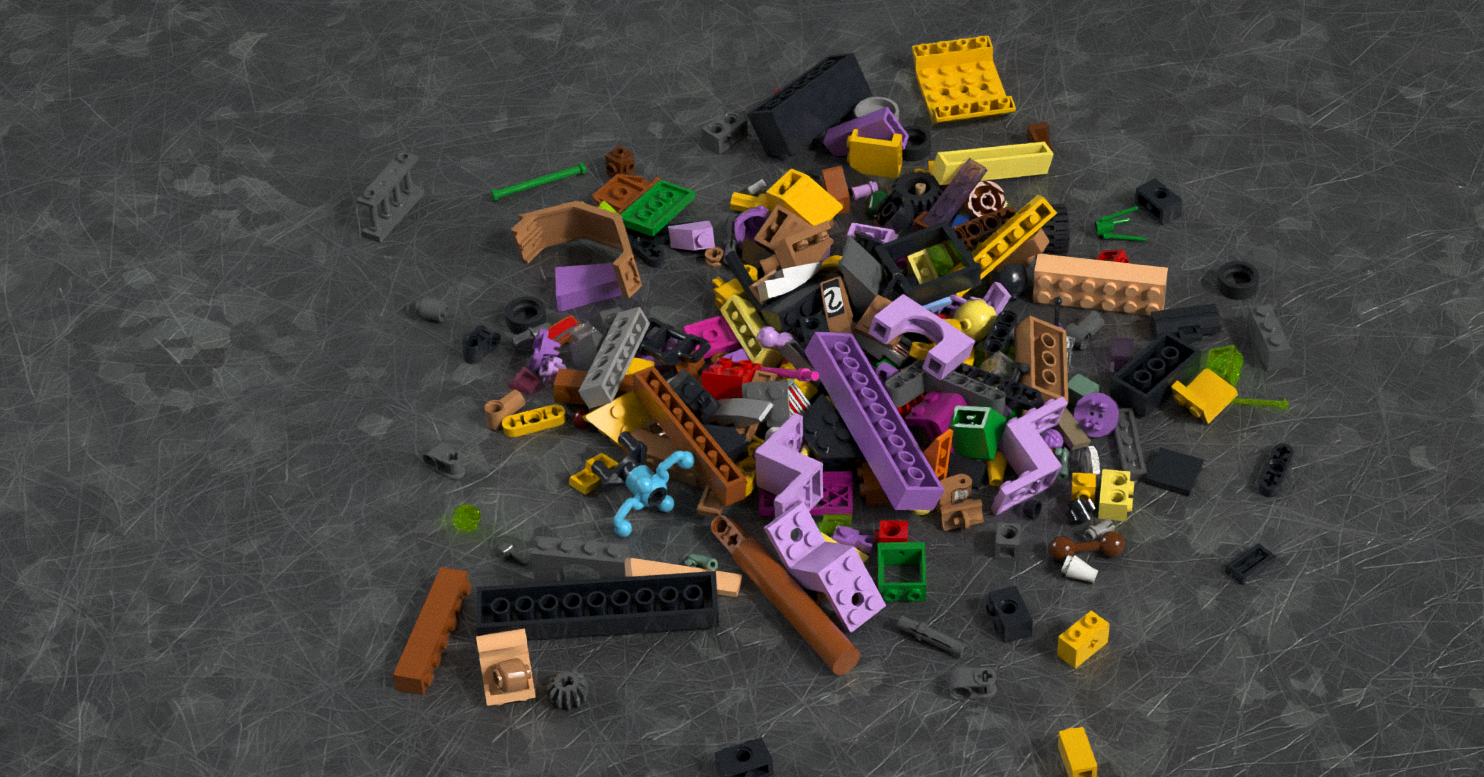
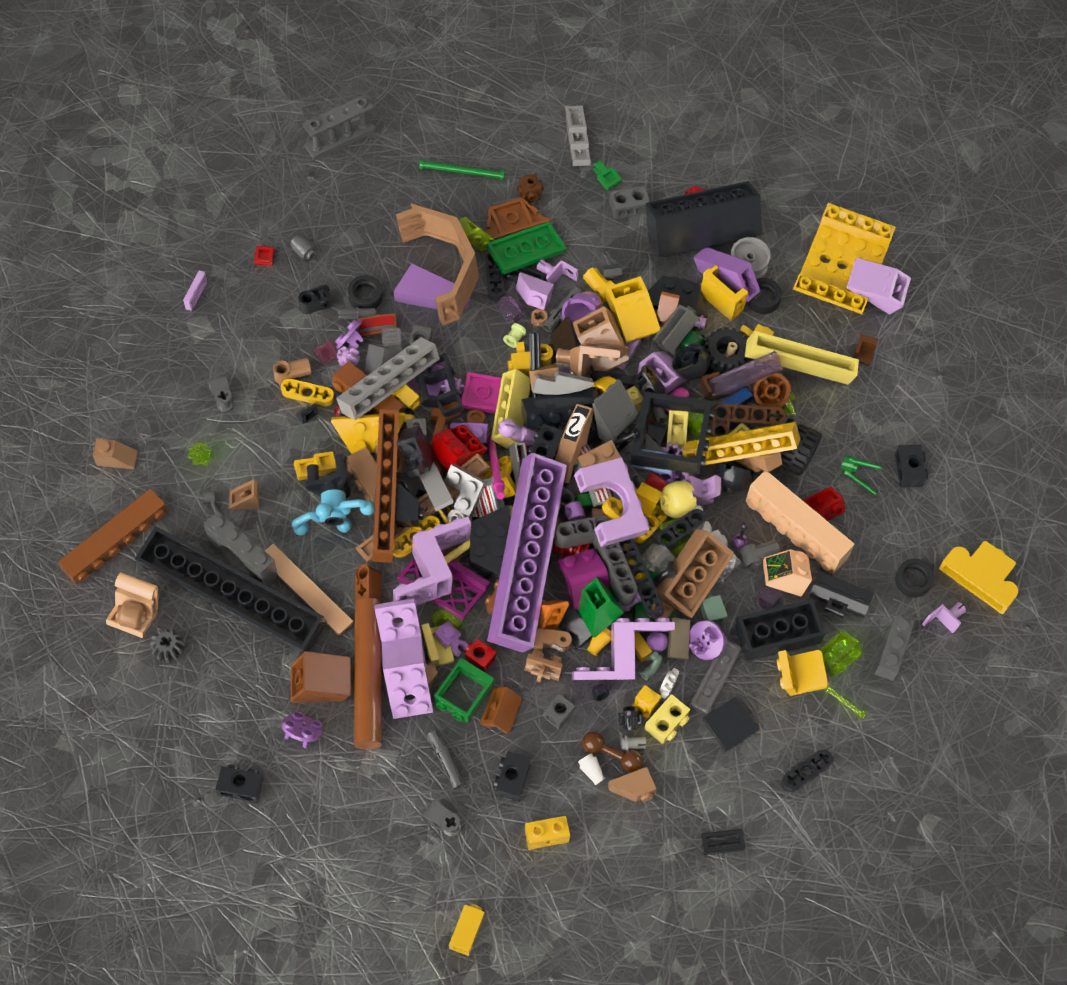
camera: 25 degrees right, 20 degrees up
(347, 393) = (195, 290): none -> lavender tile
(374, 563) = (114, 454): none -> medium nougat slope
(394, 336) = (264, 255): none -> red tile
(546, 524) = (245, 496): none -> medium nougat slope
(548, 435) = (307, 413): none -> black slope
(630, 108) = (577, 135): none -> light grey slope
(681, 261) = (510, 309): none -> clear purple brick
(686, 123) = (607, 177): none -> green plate
(702, 211) = (554, 272): none -> lavender bracket
(702, 561) = (334, 590): sand green arm -> none
(703, 283) = (514, 335): none -> yellowish green bush
(749, 634) = (320, 678): none -> dark orange slope
(777, 680) = (301, 728): none -> medium lavender plate
(857, 197) = (676, 328): none -> dark grey window
(949, 569) = (501, 709): none -> dark orange panel
(1015, 80) = (881, 284): none -> lavender slope
(1125, 323) = (788, 571): none -> light nougat slope
(1131, 561) = (634, 785): none -> medium nougat slope
(1293, 293) = (947, 617): none -> lavender bracket
(1295, 247) = (983, 574): none -> yellow brick

